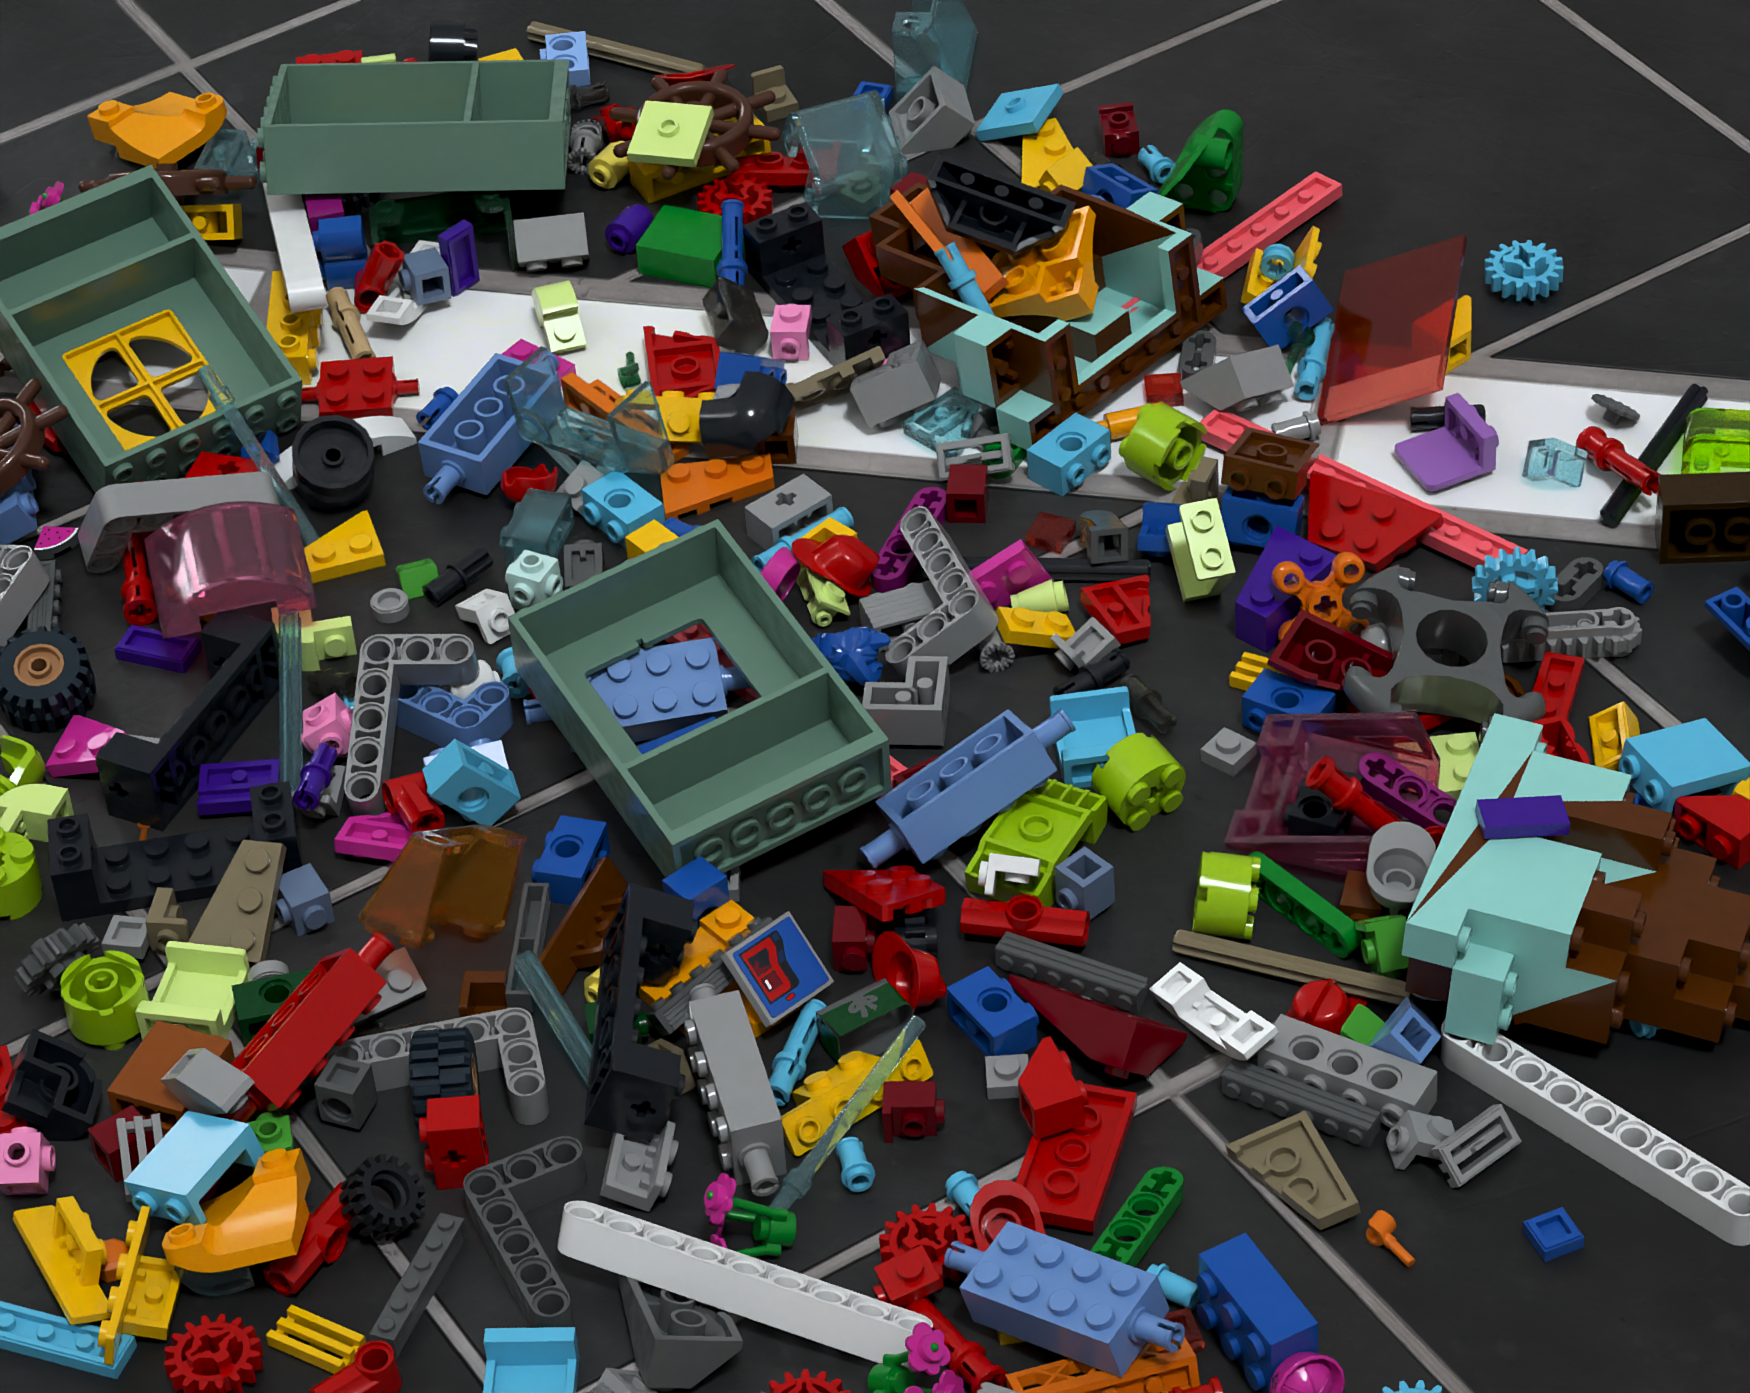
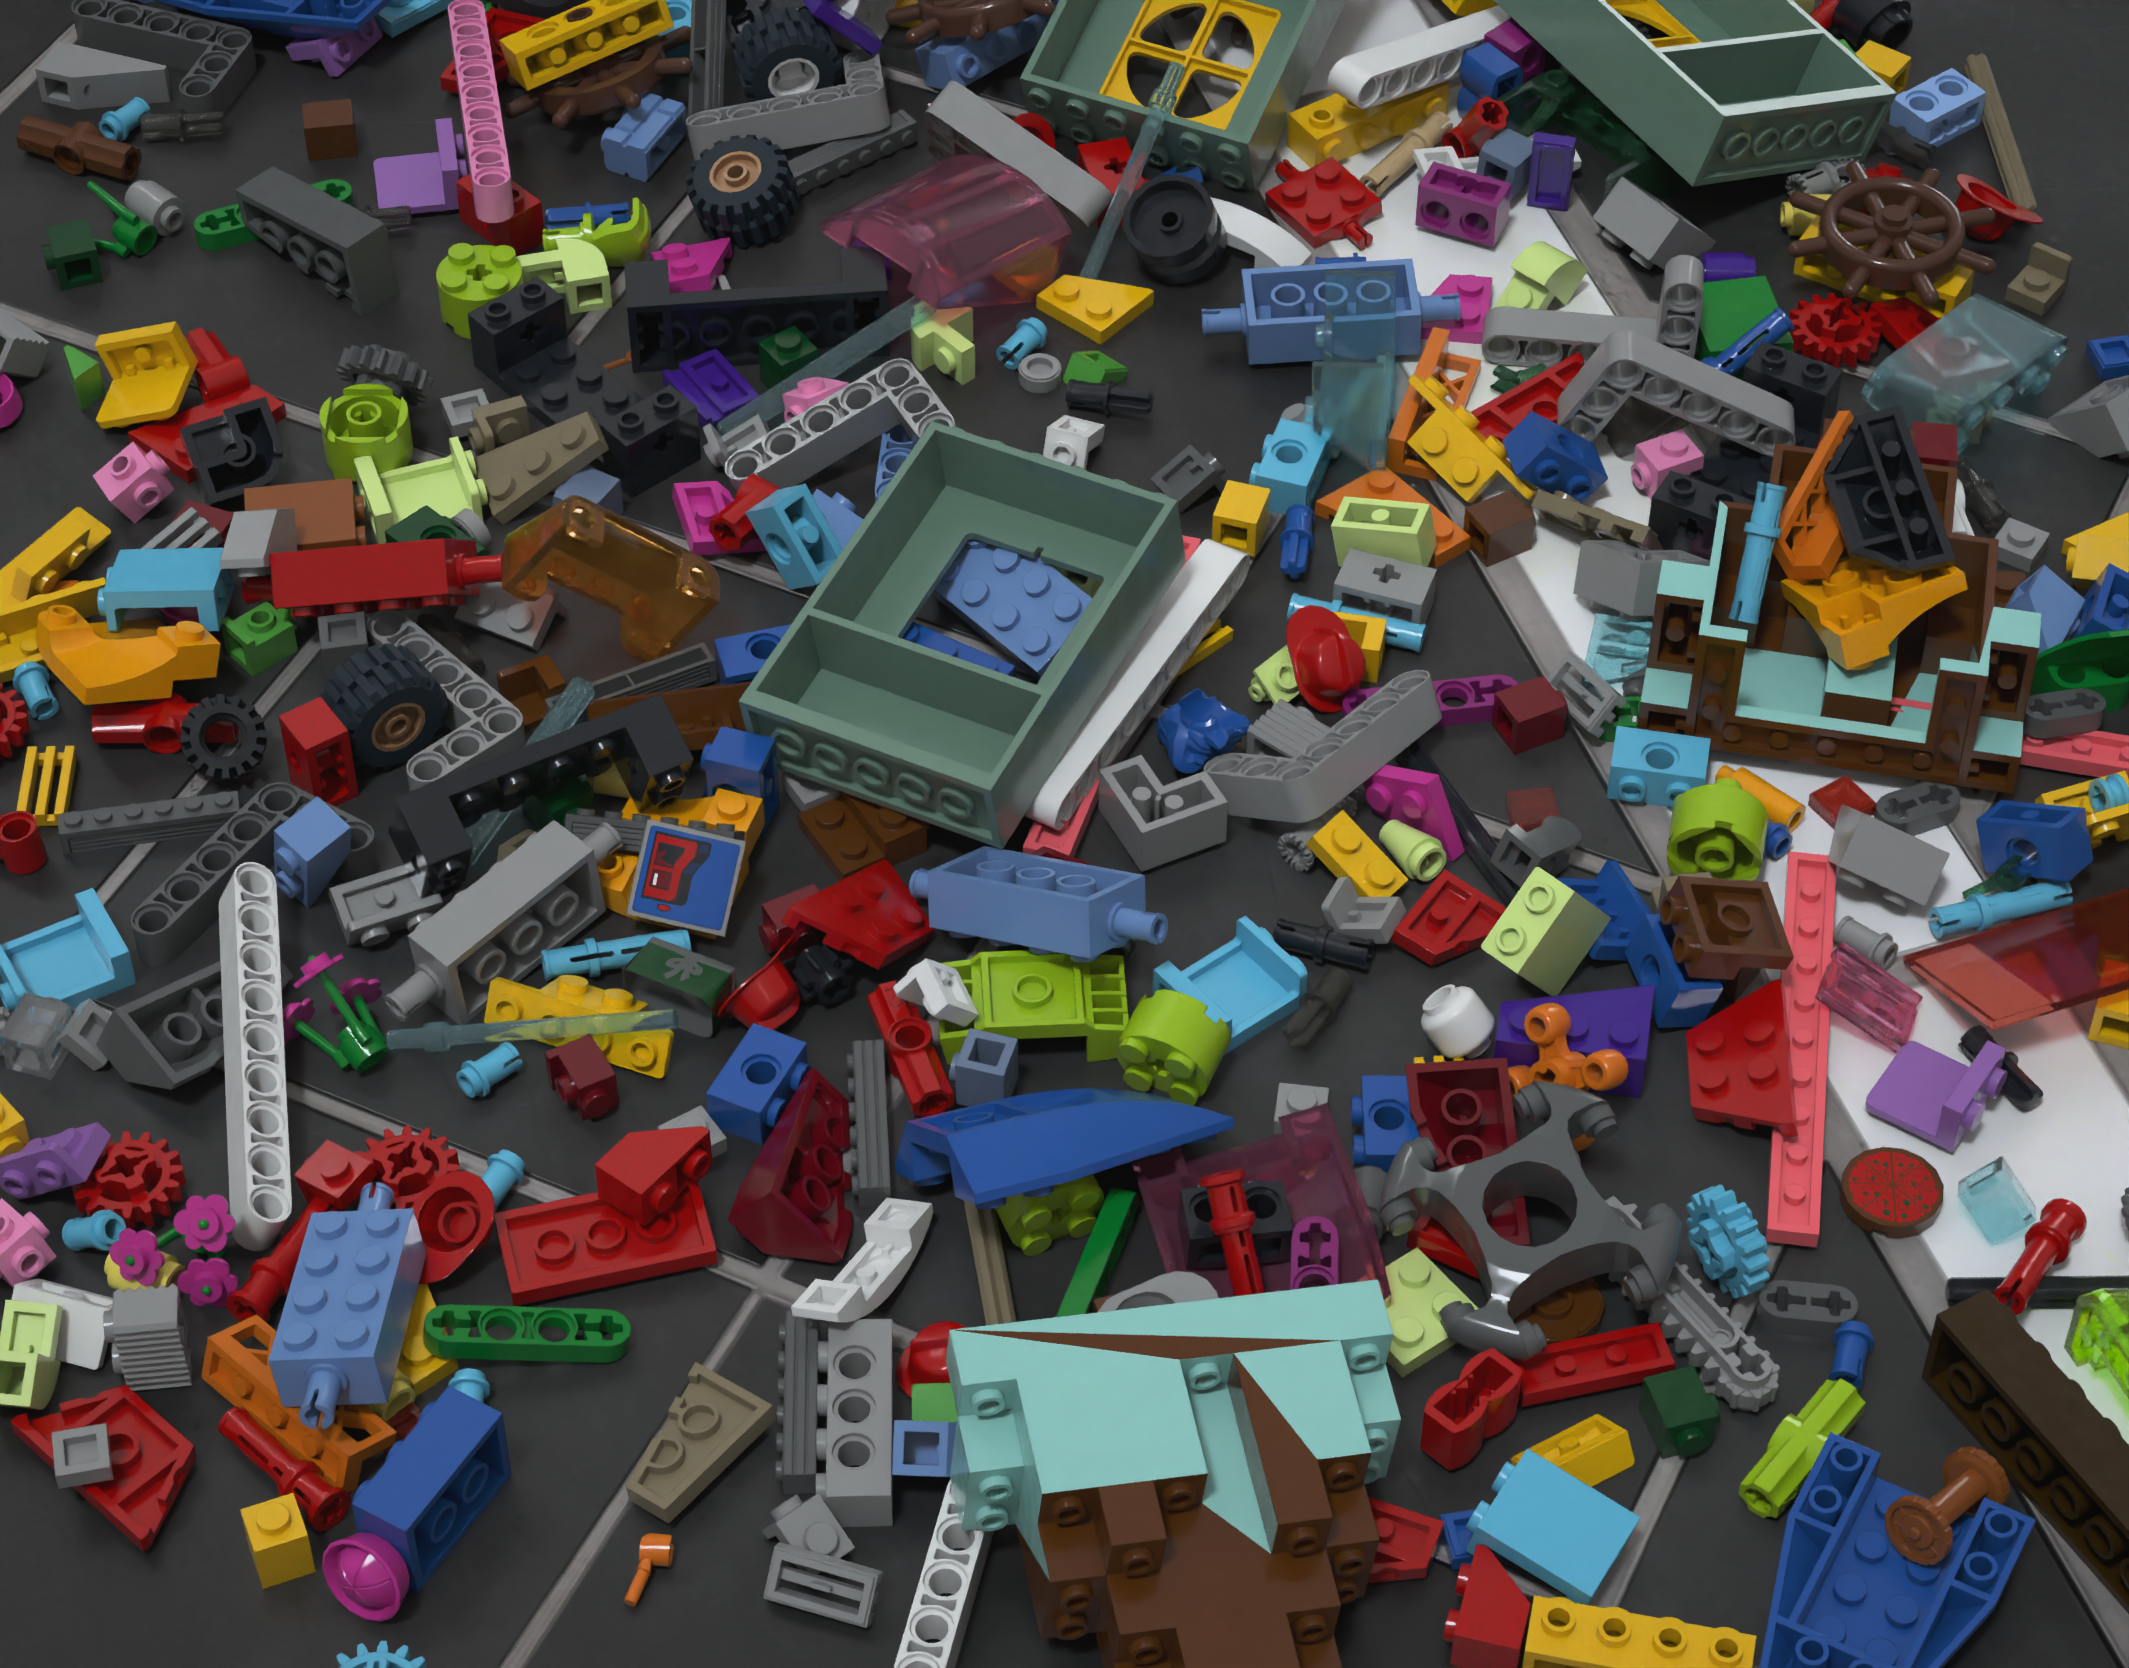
camera: 55 degrees right, 5 degrees up
(191, 1309) = (32, 681): none -> medium azure pin
(257, 729) = (784, 355): none -> dark green brick
(315, 777) = (729, 424): dark purple axle -> none
(351, 593) = (1030, 335): none -> medium azure pin
(443, 316) = (1463, 204): none -> magenta brick
(517, 480) = (1274, 382): red hair -> none
(532, 579) = (1131, 444): light aqua brick -> none
(538, 524) = (1217, 419): clear light blue brick -> none
(566, 1171) = (309, 851): none -> medium blue slope
(653, 303) = (1551, 336): none -> light grey beam
(670, 133) = (1835, 216): yellowish green plate -> none
(742, 482) = (1384, 529): none -> yellowish green brick
(744, 415) = (1473, 480): black brick -> none
(751, 274) = (1675, 383): none -> light grey beam
(781, 572) = (1262, 622): dark pink hat -> none
(785, 877) = (859, 833): none -> reddish brown plate
(1197, 850) = (1046, 1140): none -> blue wedge
(1223, 636) = (1457, 1022): none -> white head
(1351, 444) = (1869, 997): none -> clear pink plate
(1508, 508) = (1891, 1192): none -> tile
(1522, 817) = (1201, 1370): dark purple tile -> none
(1623, 674) = (1679, 1412): none -> dark green brick
(1688, 632) = (1797, 1445): none -> lime piece

